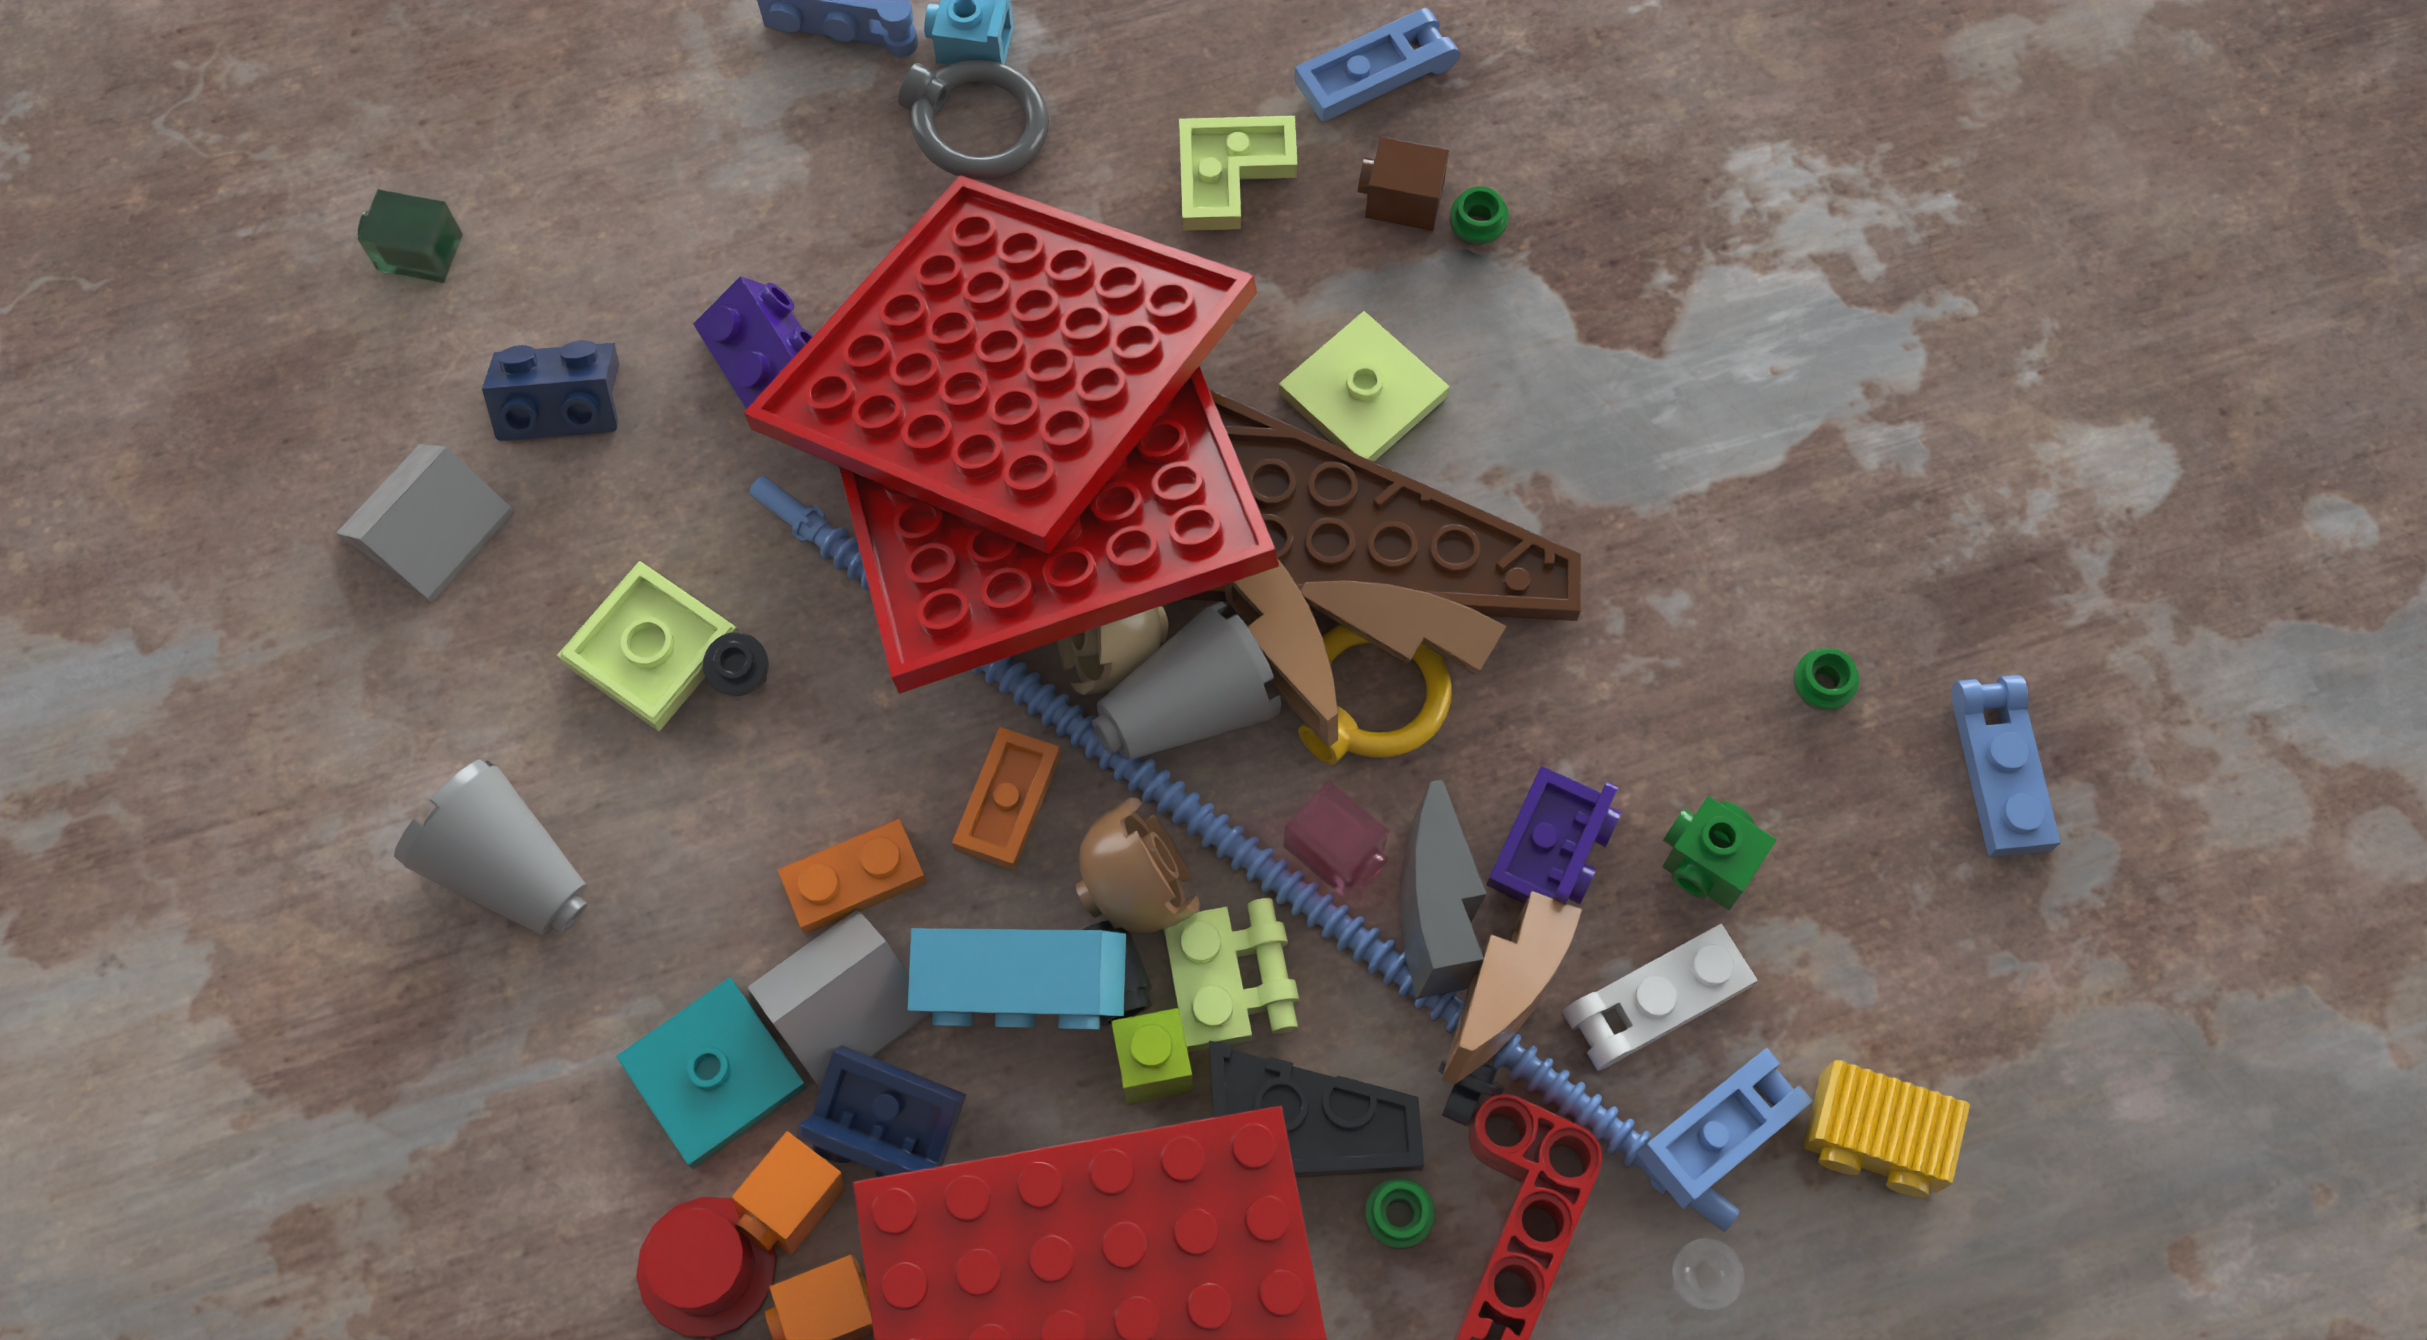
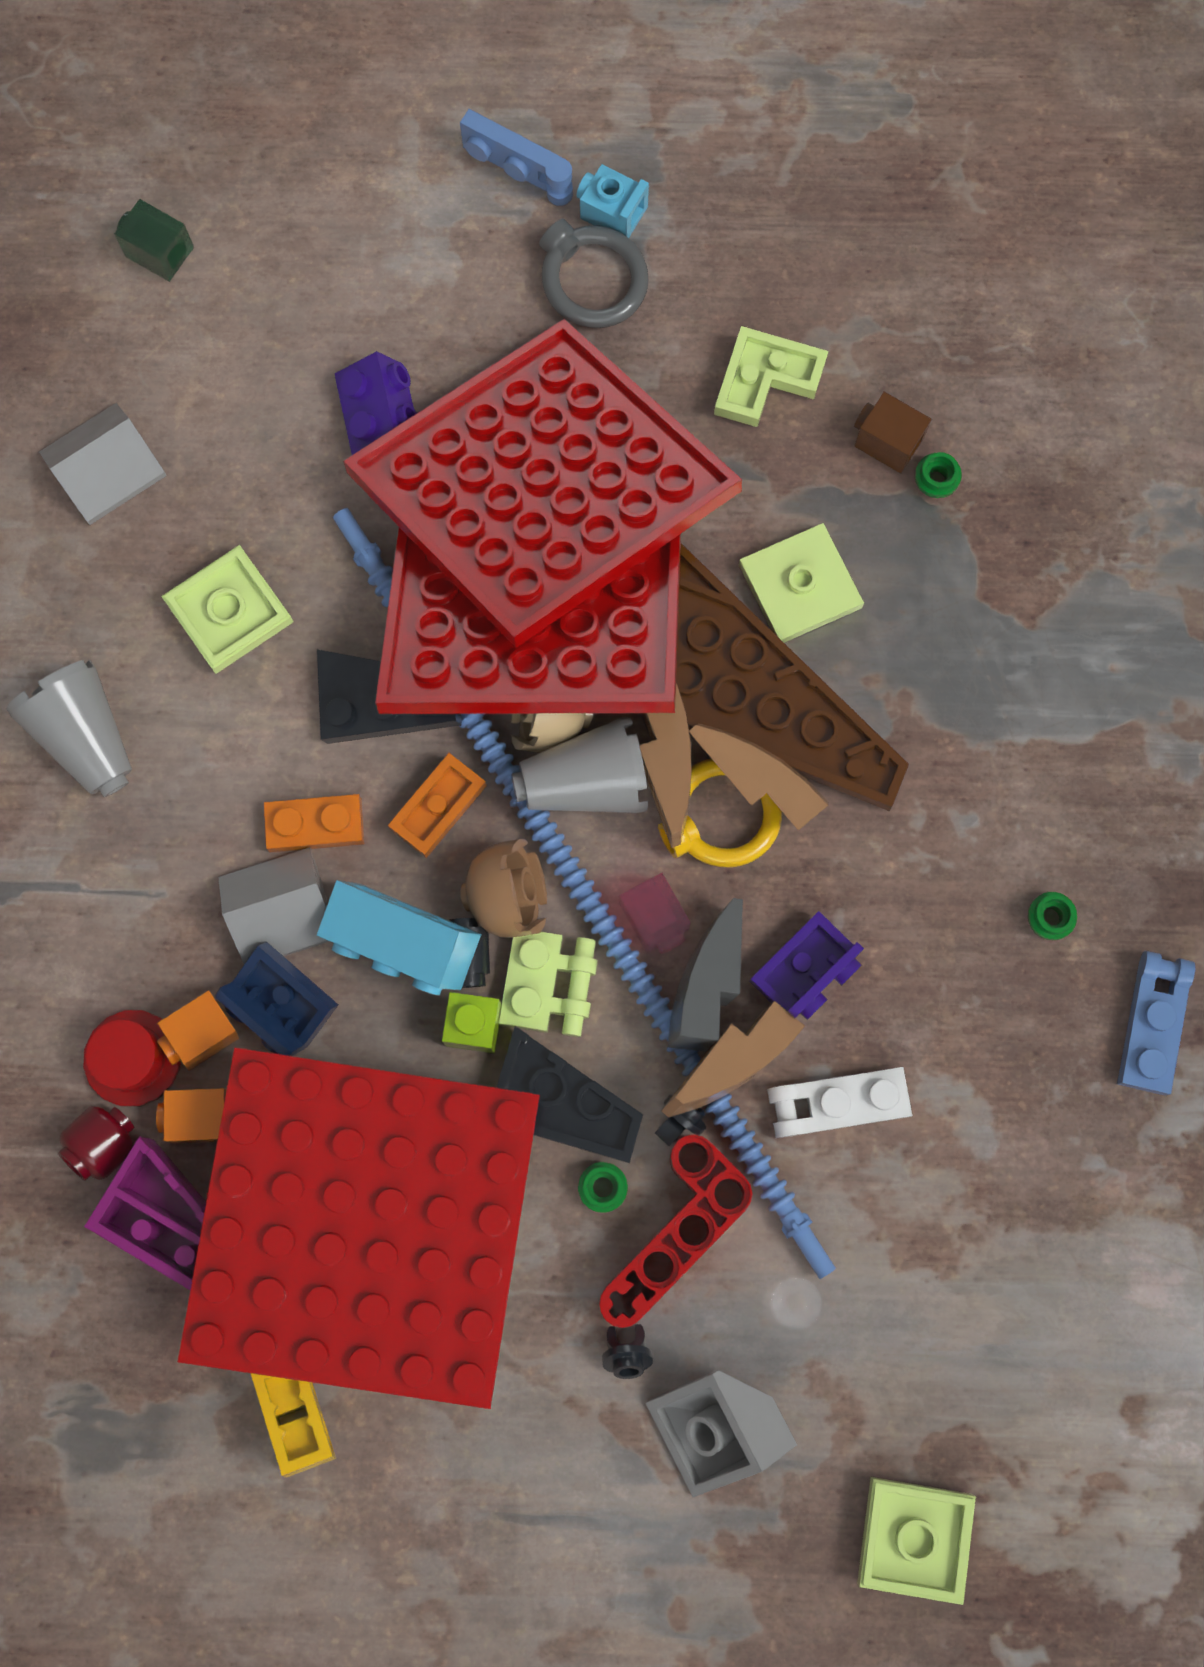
camera: 20 degrees right, 10 degrees up
(552, 390) = (219, 392): dark blue bracket -> none
(711, 1073) = (175, 928): teal plate -> none
(735, 664) = (281, 645): black plate -> none
(858, 708) = (348, 702): none -> black wing
(1375, 64) = (906, 326): medium blue plate -> none
(1716, 851) = (935, 1013): green brick -> none
(1723, 1129) = (844, 1211): medium blue plate -> none
(1886, 1129) = (959, 1250): yellow brick -> none

